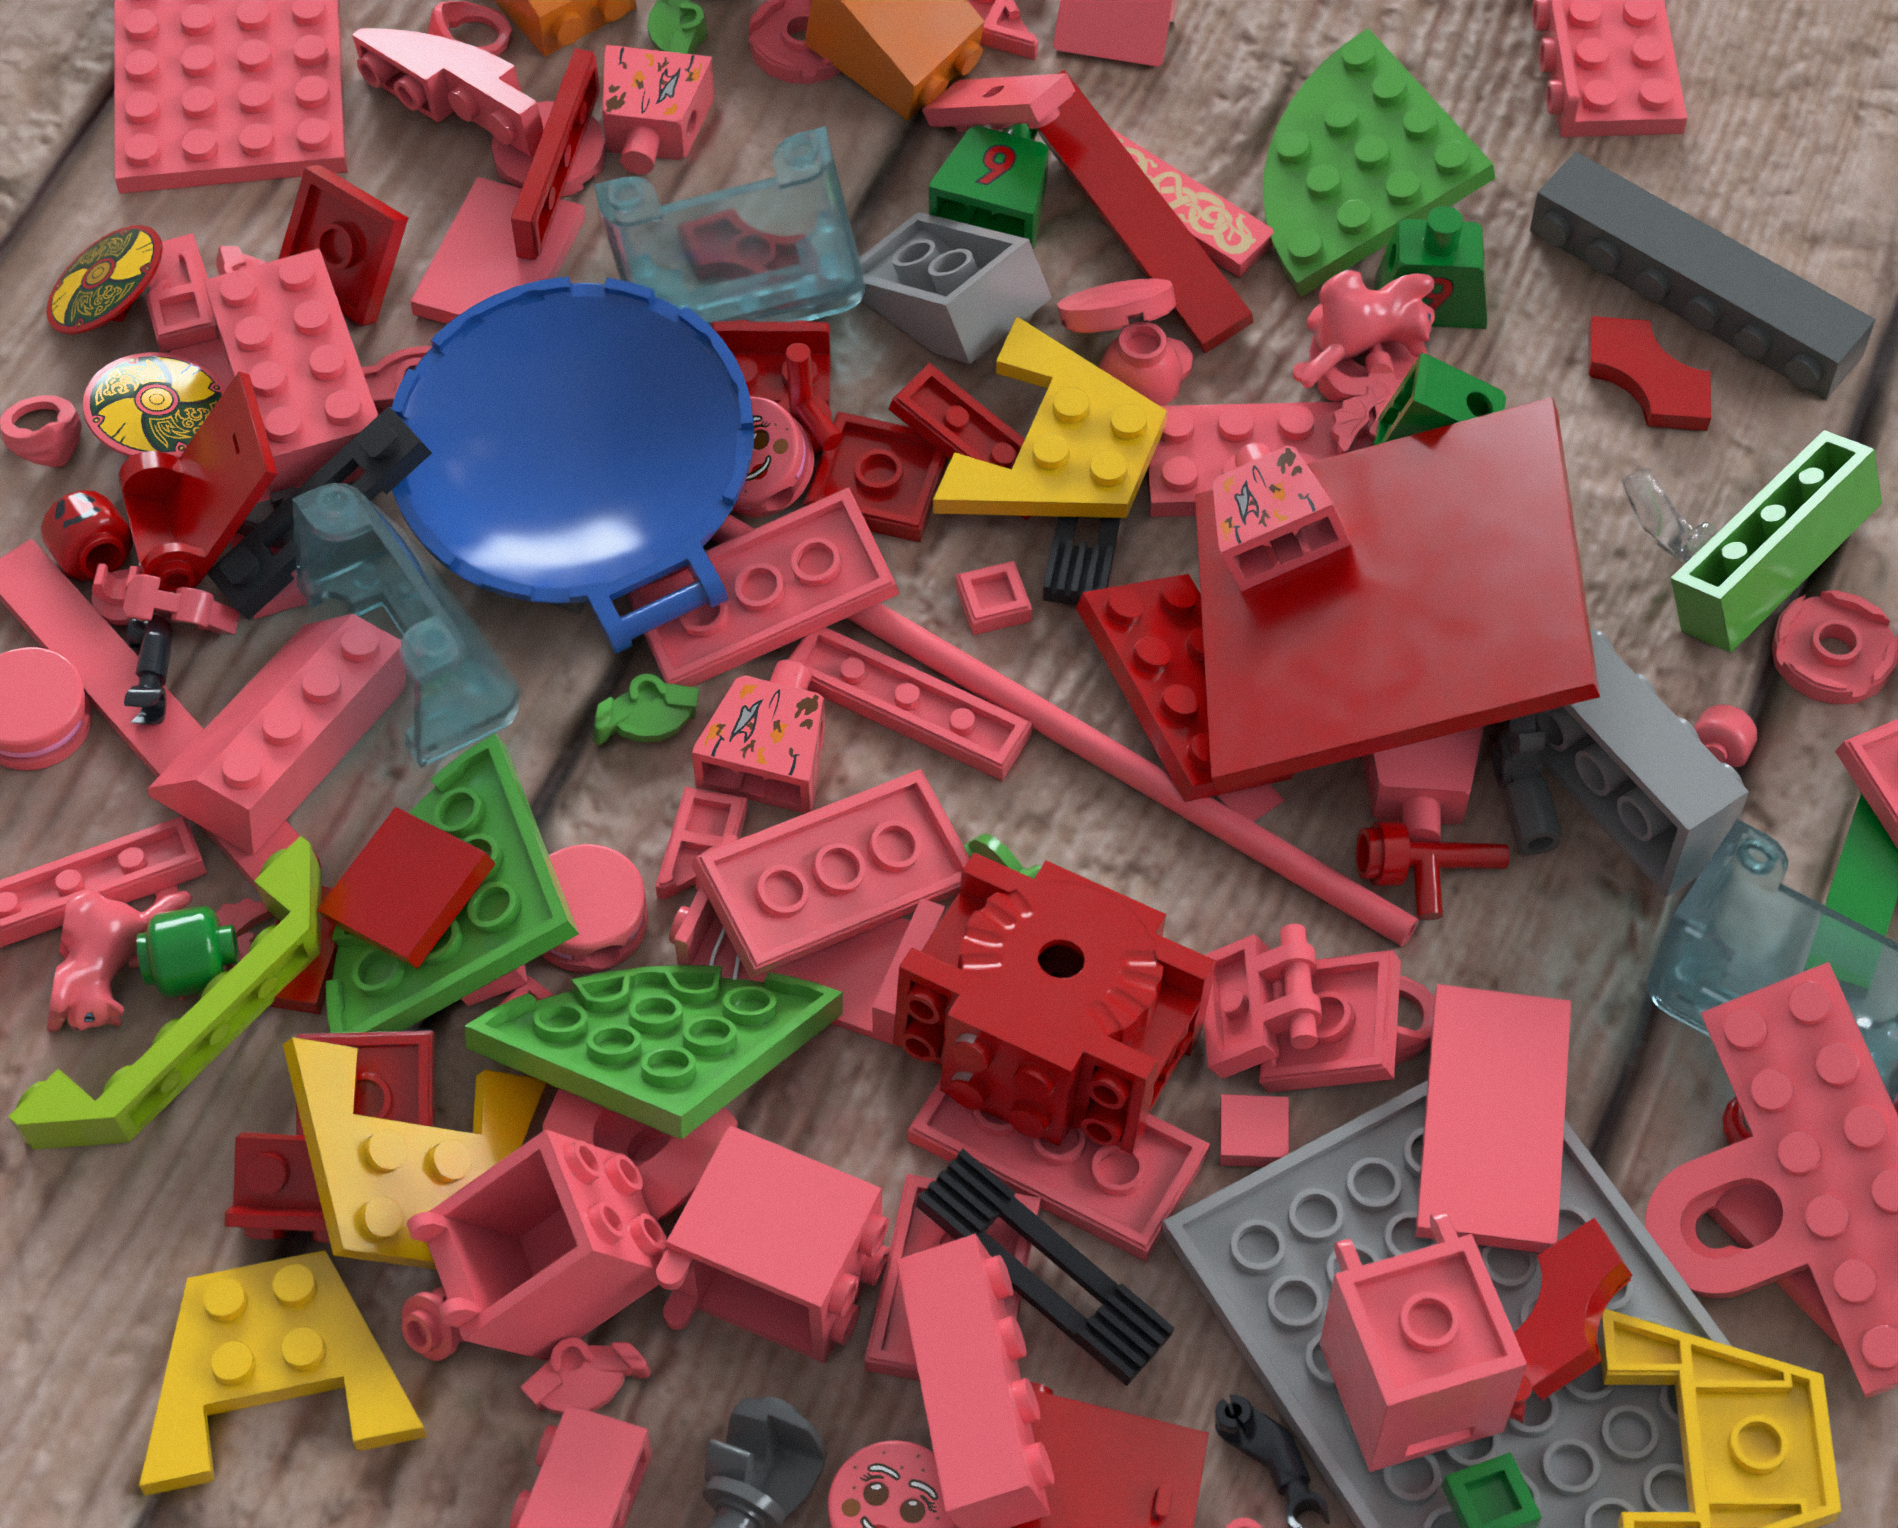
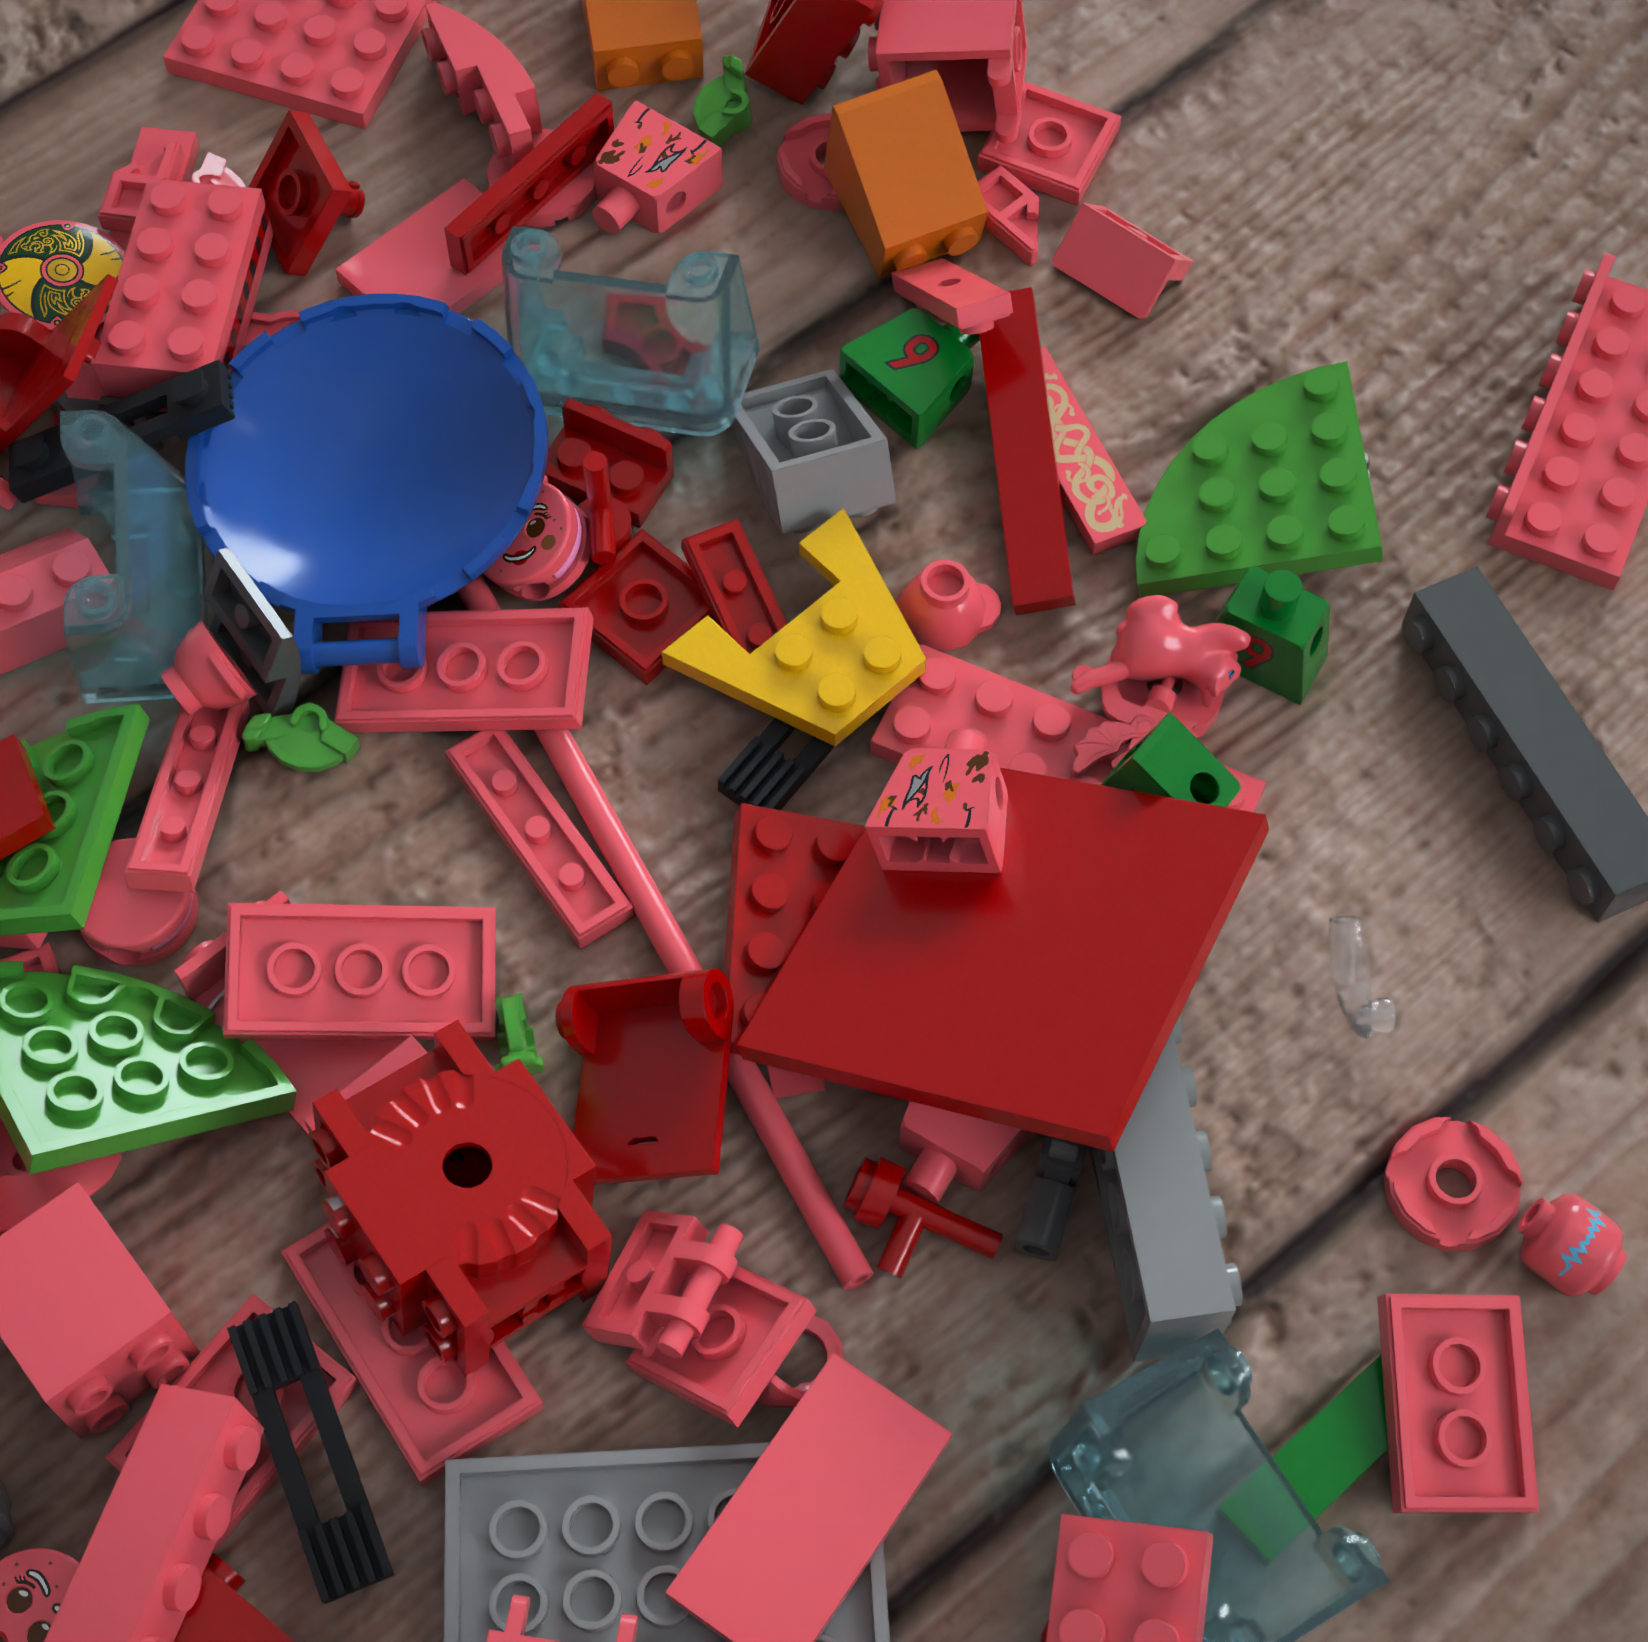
camera: 25 degrees right, 5 degrees up
(104, 280) = (94, 146): shield -> none
(455, 13) = (537, 20): coral piece -> none
(538, 682) = (205, 673): none -> coral piece
(560, 633) = (253, 634): none -> dark grey slope
(581, 791) = (186, 799): none -> coral tile
(698, 828) = (287, 865): coral tile -> none
(765, 740) = (384, 814): coral torso -> none
(993, 598) = (675, 768): coral tile -> none
(1116, 303) = (949, 531): coral tile -> none
(1143, 832) = (651, 1072): none -> red door
(1253, 1130) = (592, 1407): coral tile -> none
(1664, 388) = (1438, 841): red tile -> none
(1727, 733) = (1286, 1224): coral piece -> none
(1777, 541) = (1448, 1050): bright green brick -> none

